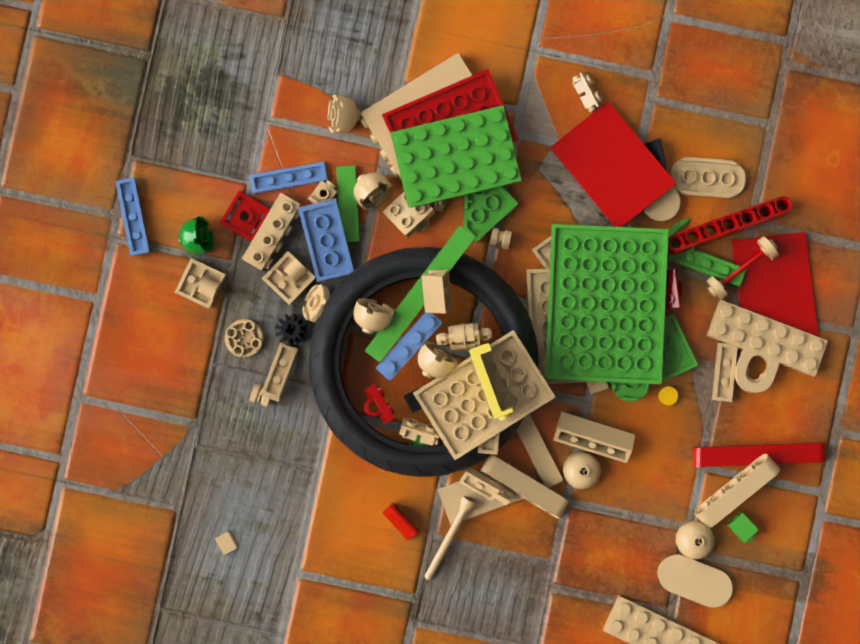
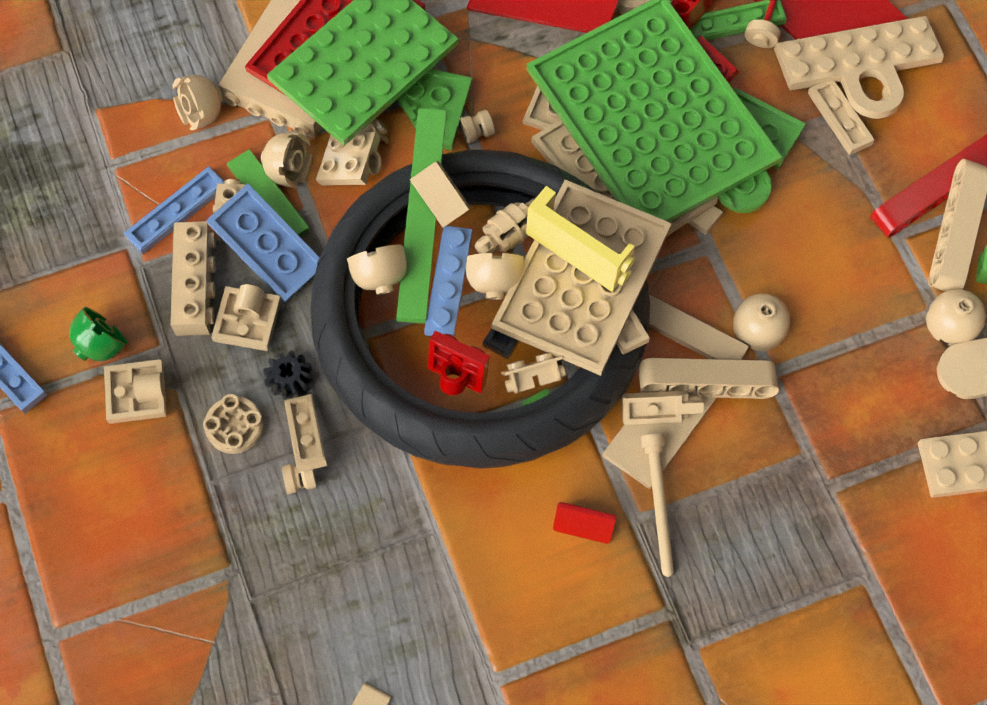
camera: 30 degrees left, 20 degrees down
(245, 205) = (140, 269): red piece -> none
(315, 303) = (298, 321): tan tile -> none
(594, 437) = (748, 271): tan brick -> none
(668, 395) = (797, 179): yellow piece -> none

